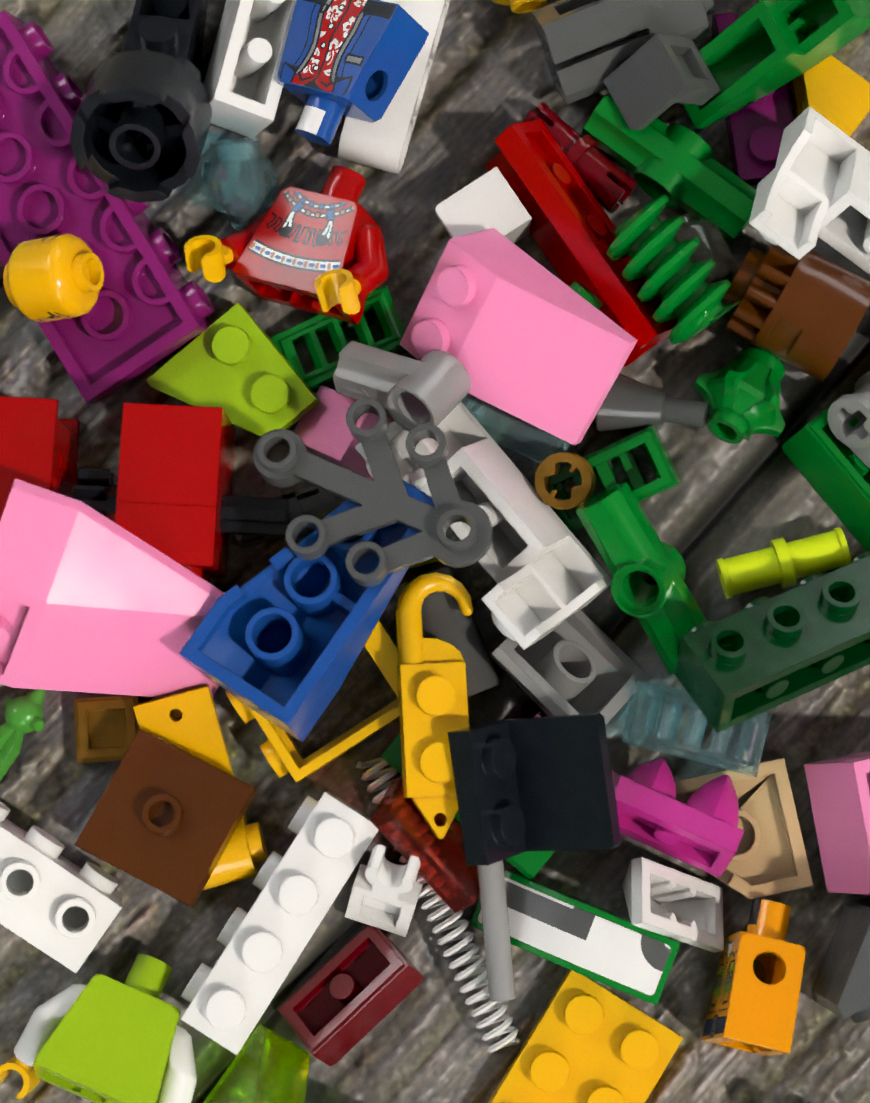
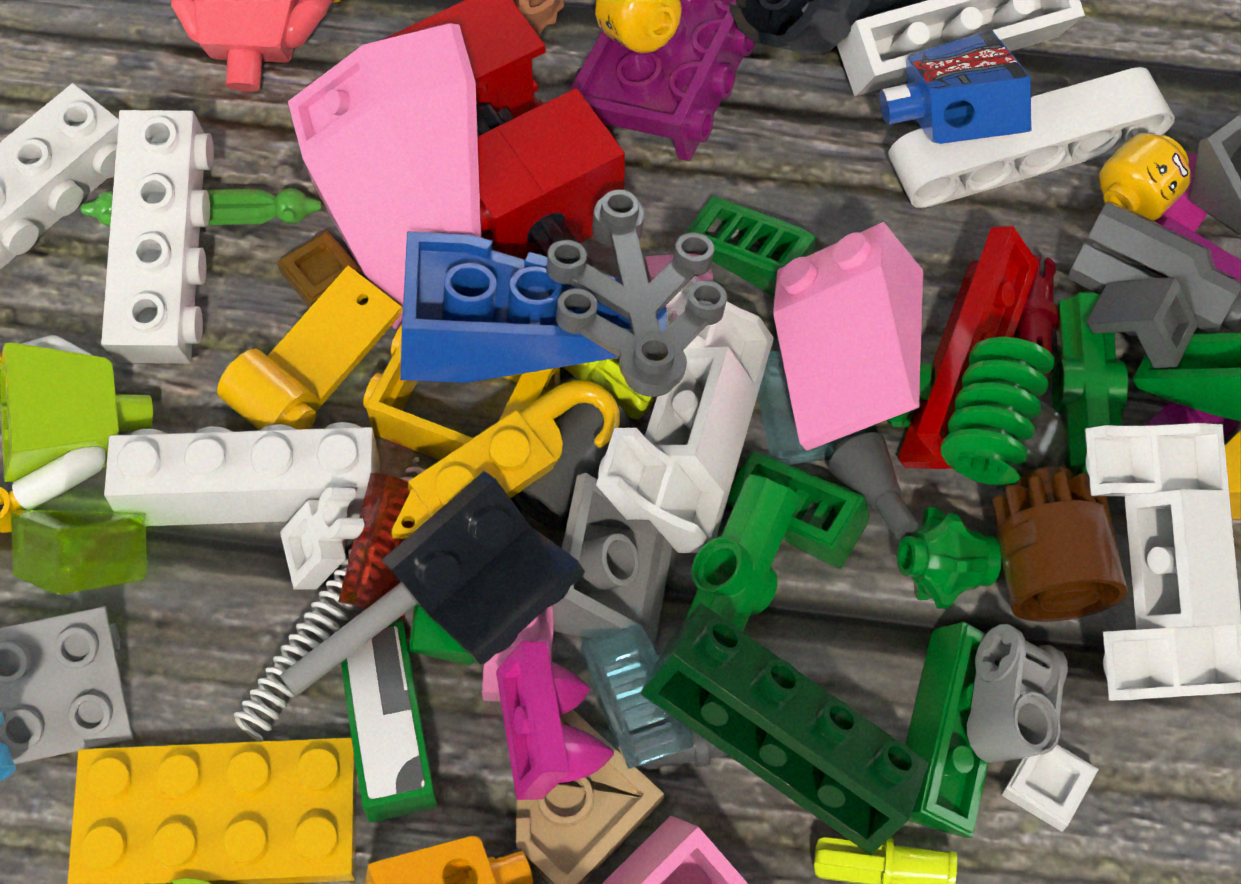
camera: 55 degrees right, 20 degrees down
(166, 818) = (271, 331): reddish brown plate -> none
(239, 180) = (813, 97): clear light blue rock -> none
(239, 371) = (671, 185): lime wing -> none
(304, 250) = (795, 169): red torso -> none
(350, 995) = (215, 581): dark red slope -> none
(407, 387) = (752, 287): light grey piece -> none
(483, 206) = (943, 272): white panel -> none
(551, 467) = (769, 445): pearl gold bush -> none
(674, 904) = (466, 774): white slope -> none
(783, 562) = (837, 680): neon yellow pin -> none

